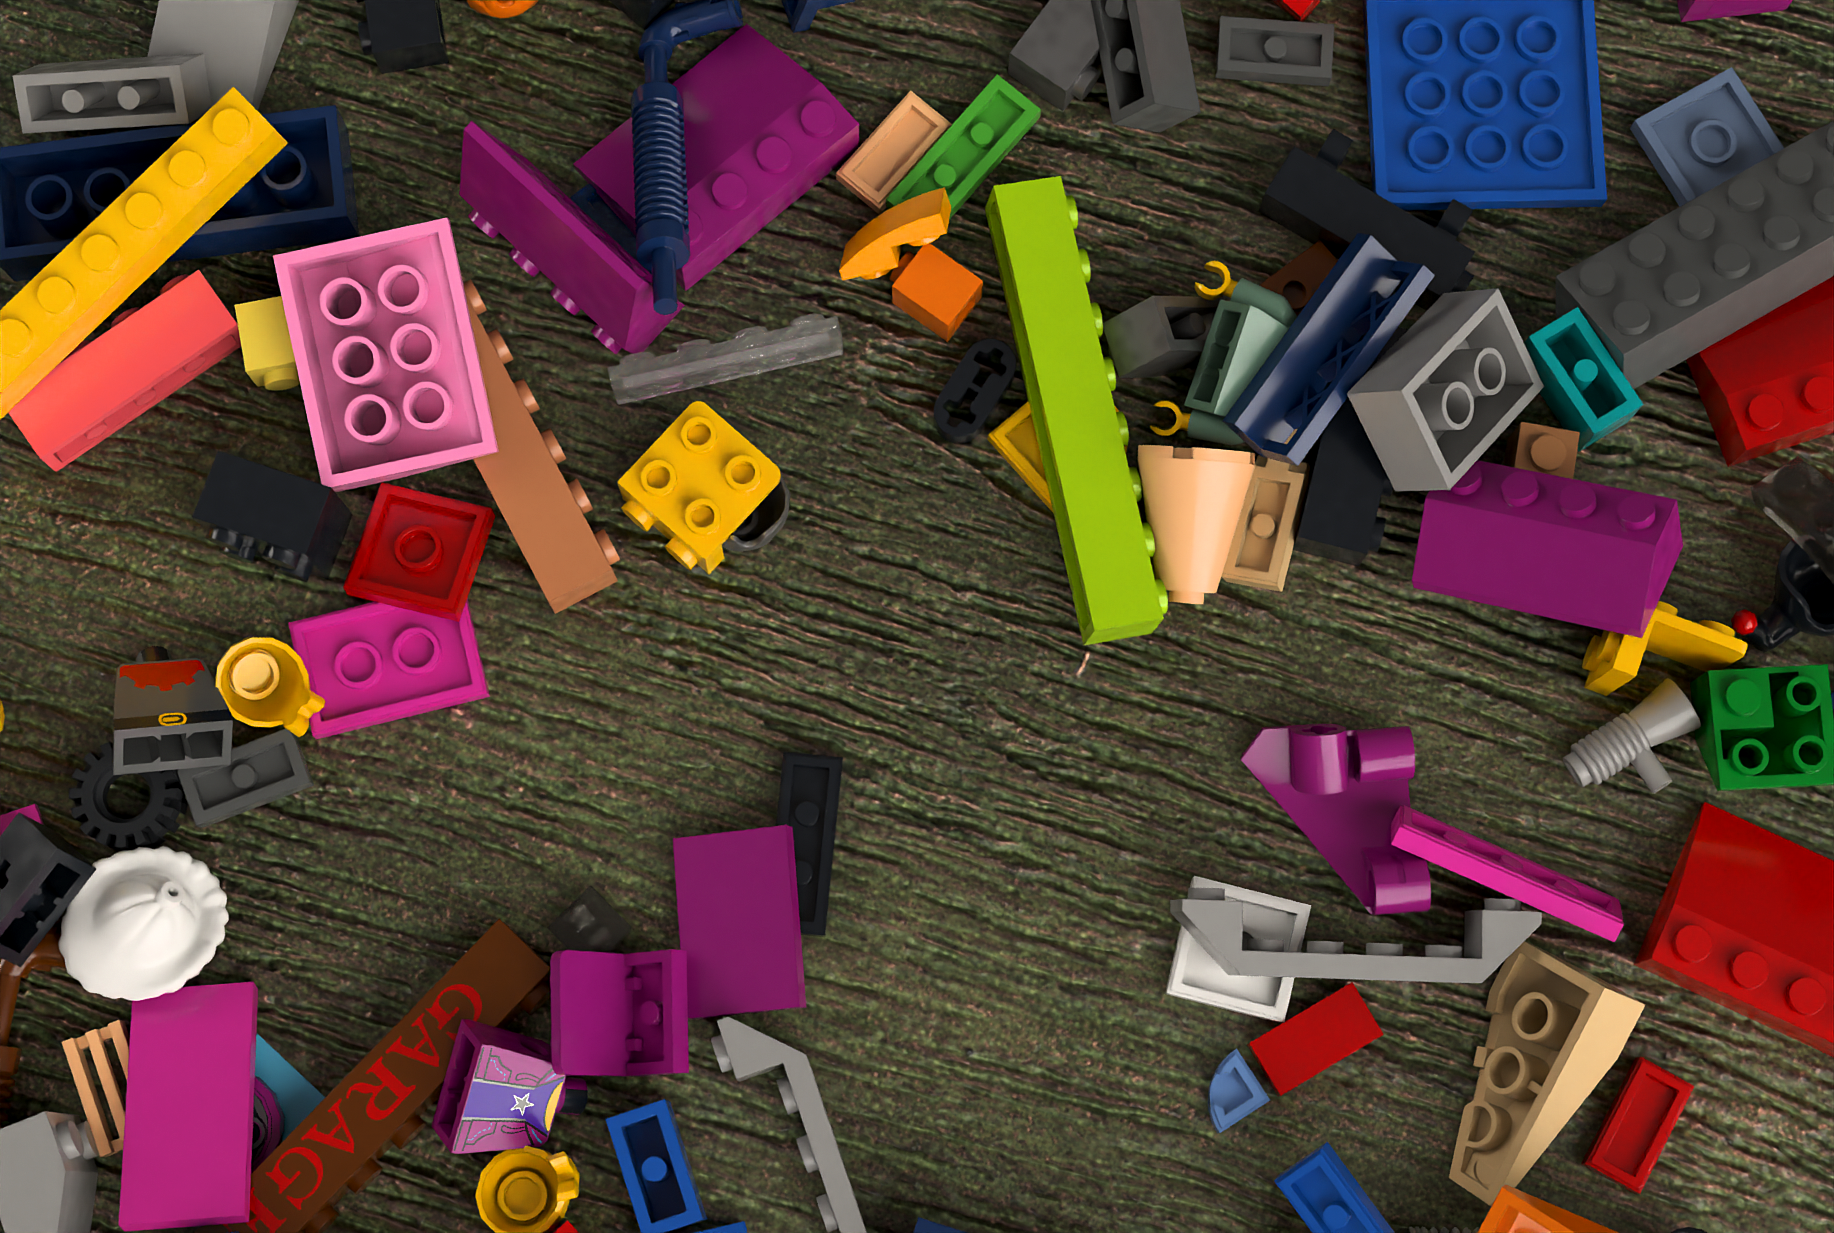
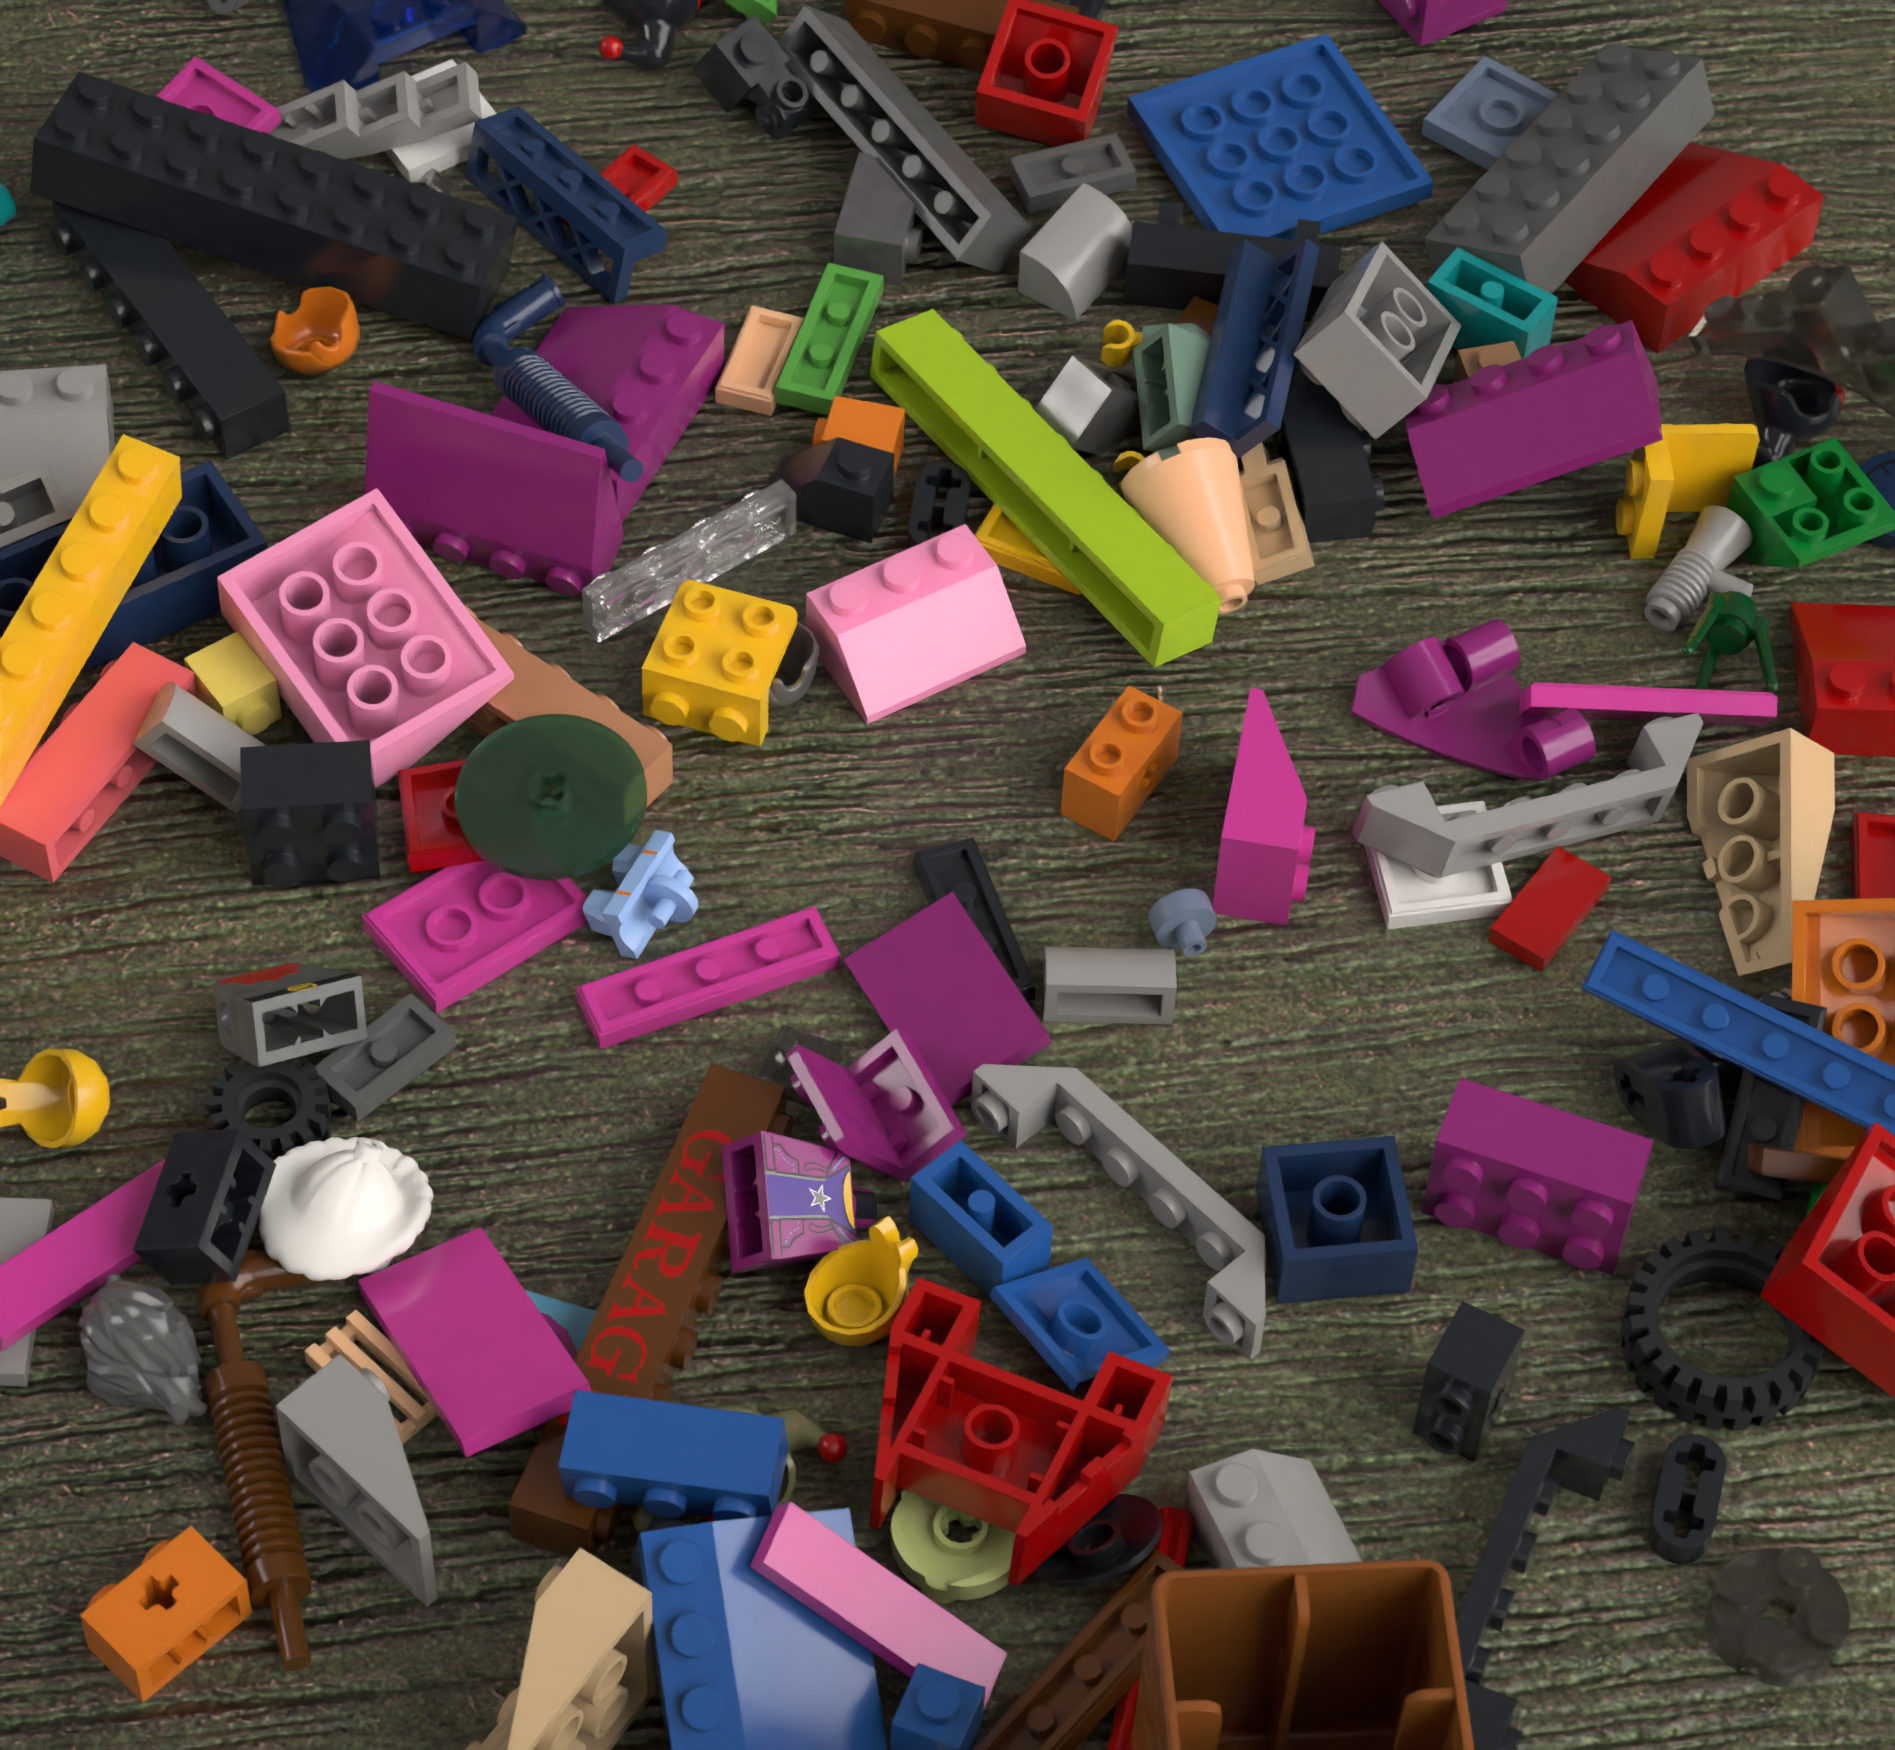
camera: 25 degrees left, 25 degrees down
(221, 401) = (196, 743): none -> light grey brick
(267, 685) = (379, 952): yellow piece -> none
(524, 602) = (551, 838): none -> clear green piece
(534, 706) = (649, 895): none -> light blue hips
(554, 803) = (707, 977): none -> dark pink tile
(879, 243) = (789, 418): light orange slope -> none
(888, 330) = (840, 486): none -> black slope
(889, 954) = (1109, 985): none -> light grey brick
(892, 513) = (914, 623): none -> bright pink slope
(980, 926) = (1183, 920): none -> sand blue tile
(1003, 739) = (1121, 763): none -> orange brick
(1087, 872) = (1264, 833): none -> dark pink slope
(1233, 149) = (1076, 253): none -> light grey brick
(1233, 1092) = (1499, 979): medium blue tile -> none
(1624, 819) = (1730, 627): none -> dark green plant

